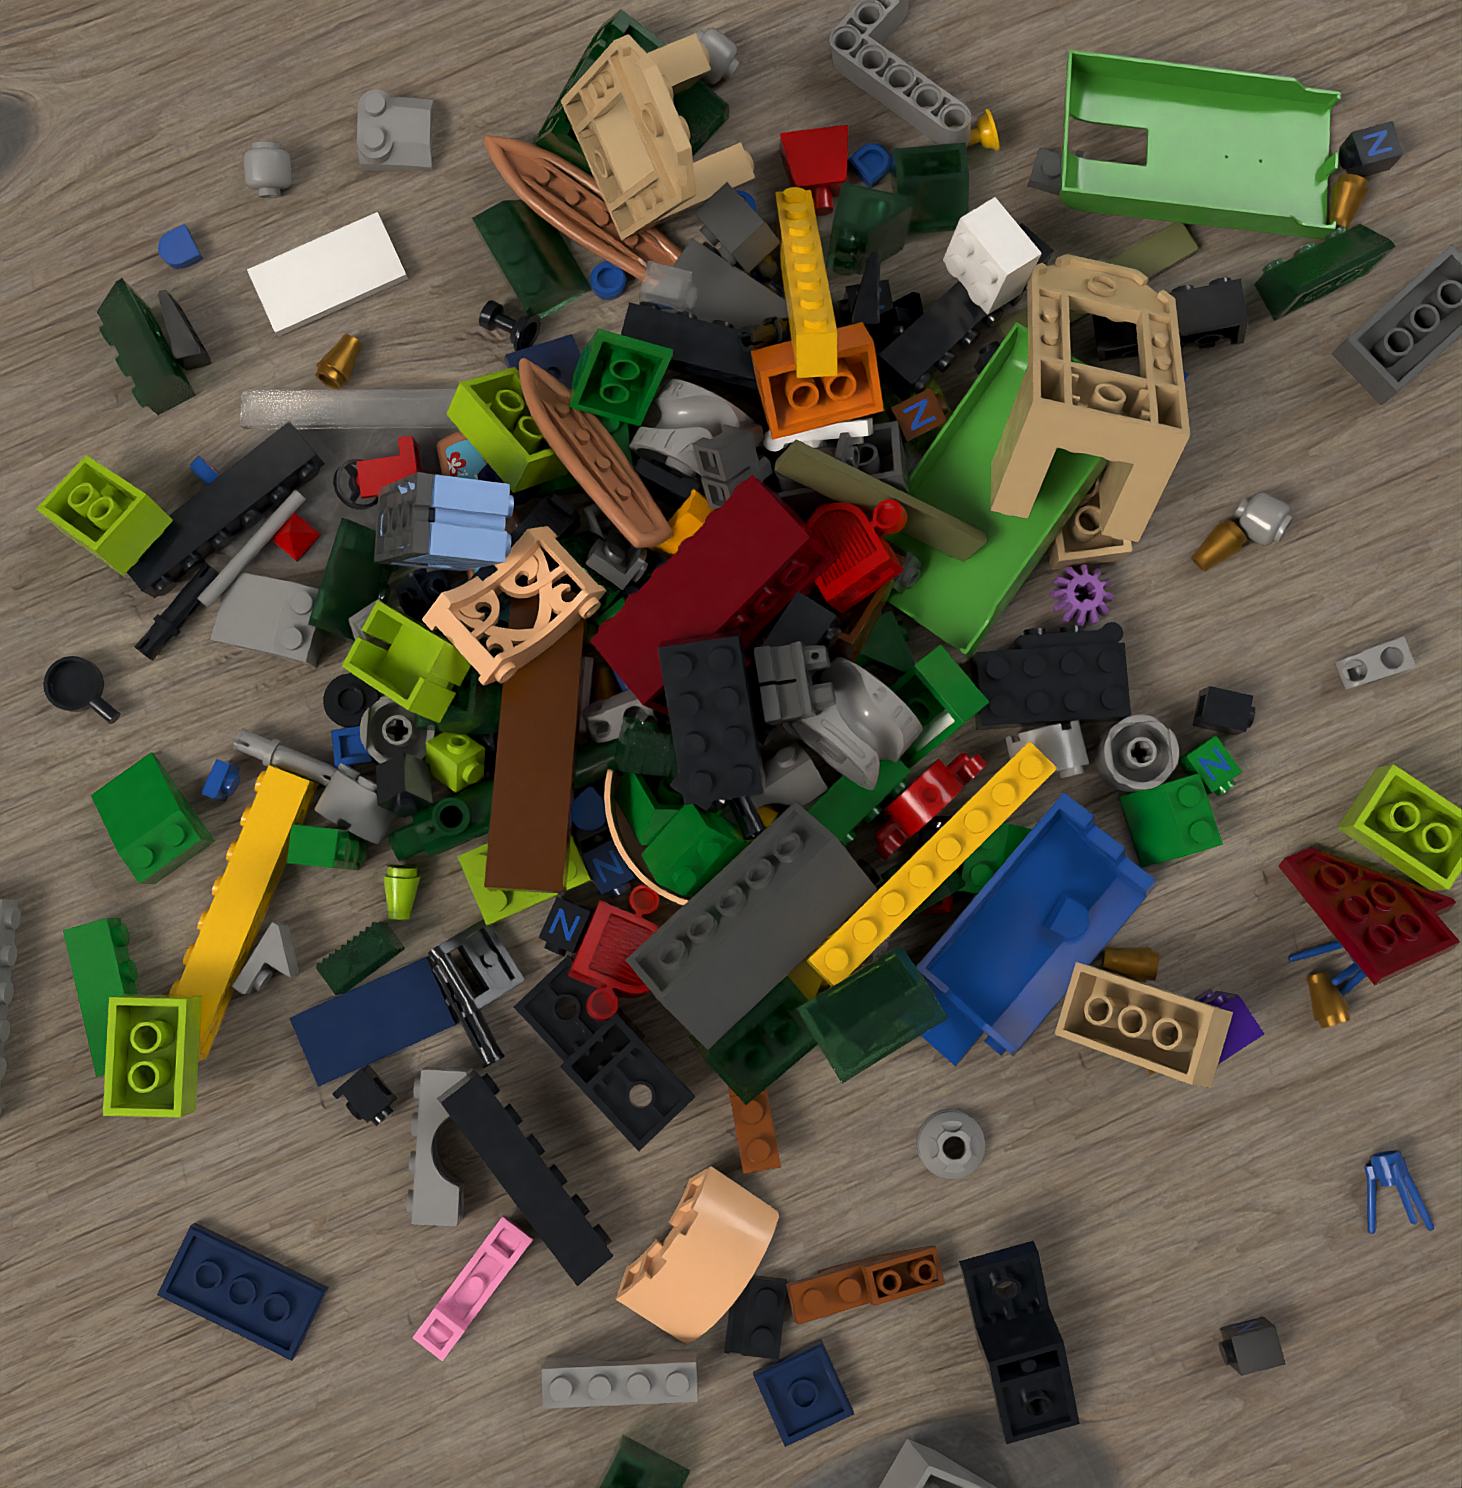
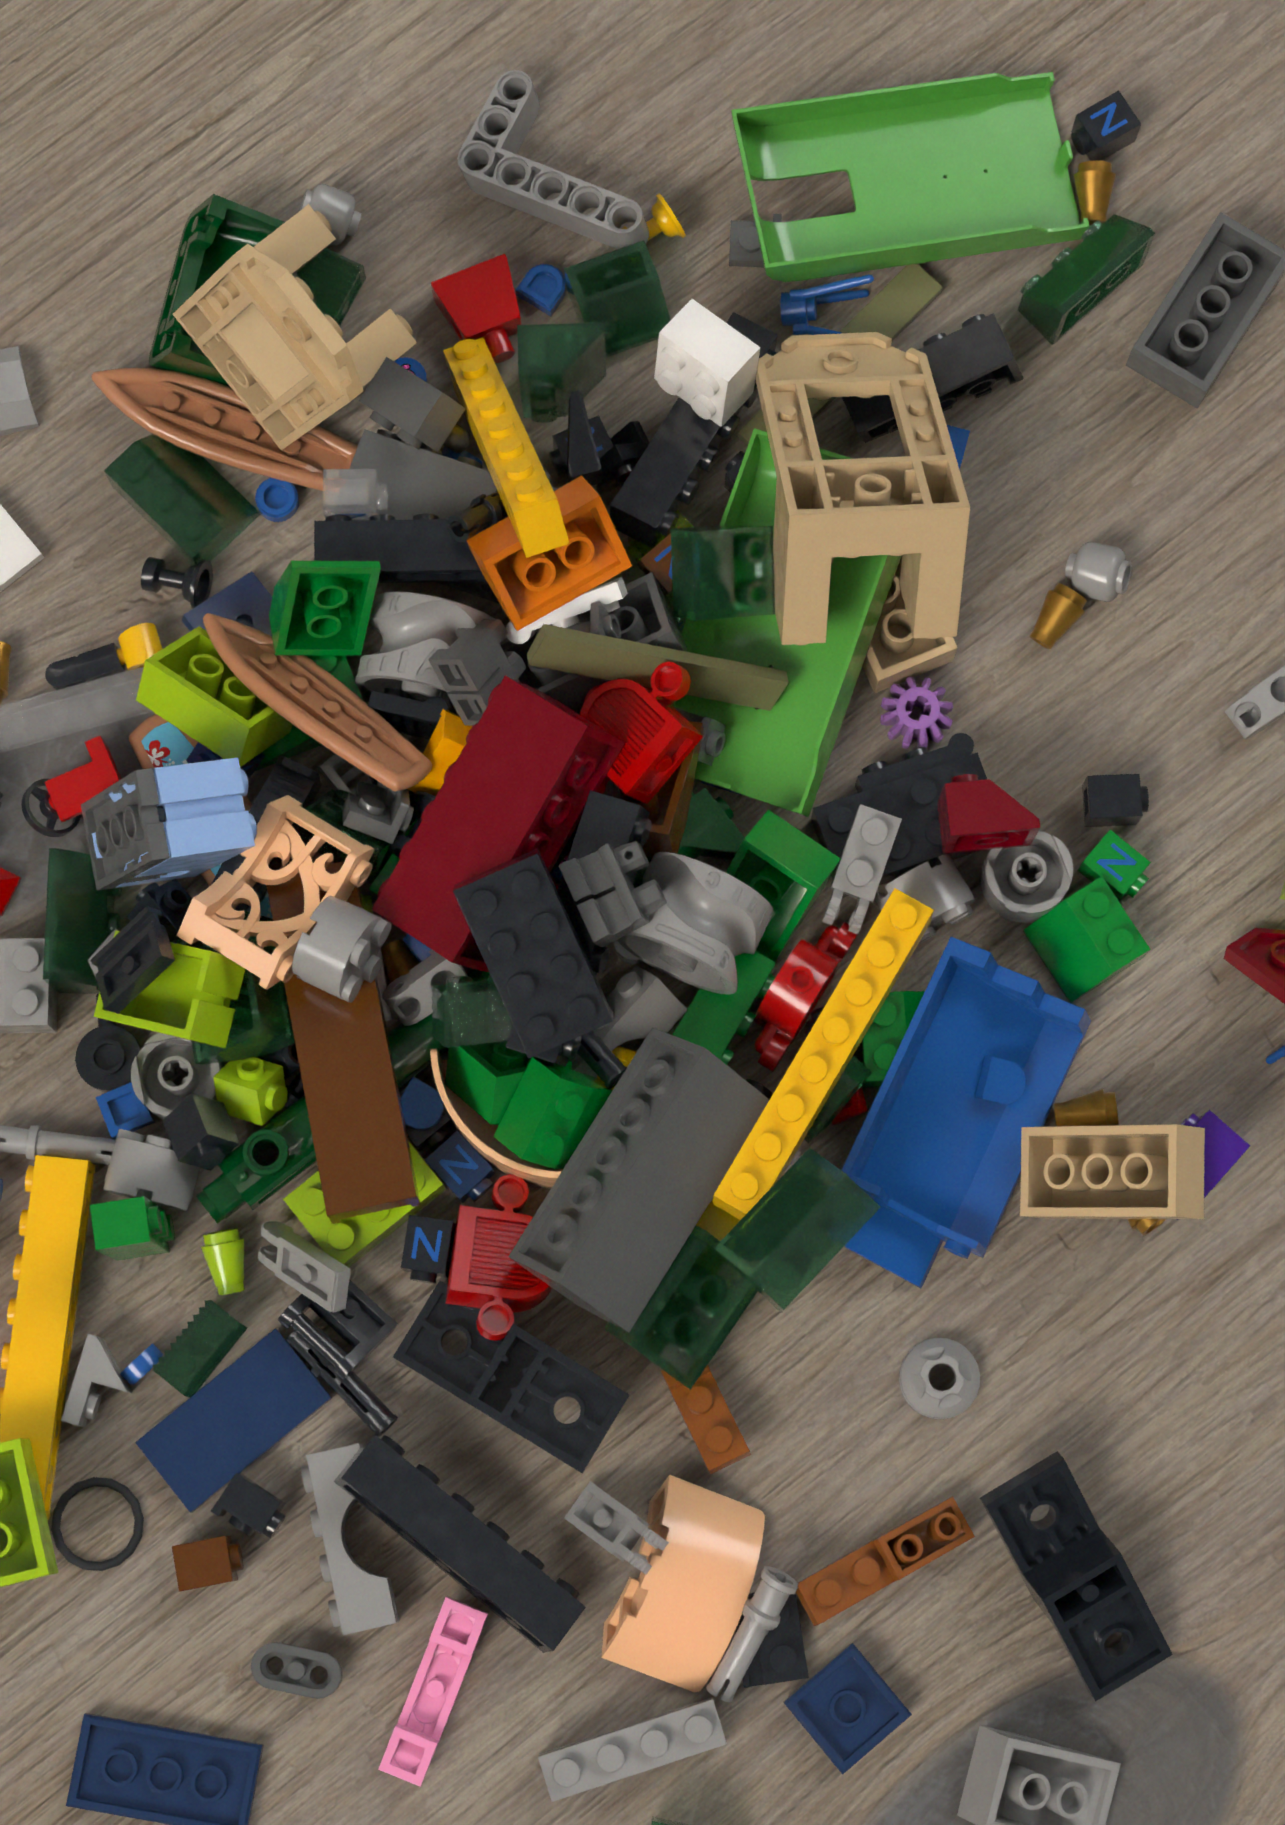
camera: 15 degrees left, 5 degrees down
(212, 1060) = (123, 1555): none -> black piece
(311, 957) = (142, 1364): none -> blue tile
(319, 1132) = (207, 1562): none -> reddish brown brick
(369, 1240) = (297, 1670): none -> dark grey plate
(381, 629) = (132, 960): none -> black plate
(434, 375) = (136, 646): none -> piece
(460, 916) = (304, 1266): none -> light grey hinge
(554, 667) = (340, 948): none -> light grey brick
(653, 1197) = (612, 1526): none -> light grey hinge
(752, 1305) = (760, 1616): none -> light grey pin
(957, 435) = (722, 572): none -> clear green slope
(1005, 710) = (862, 863): none -> light grey hinge
(1078, 232) = (800, 305): none -> blue plant
(1117, 699) = (982, 817): none -> dark red slope

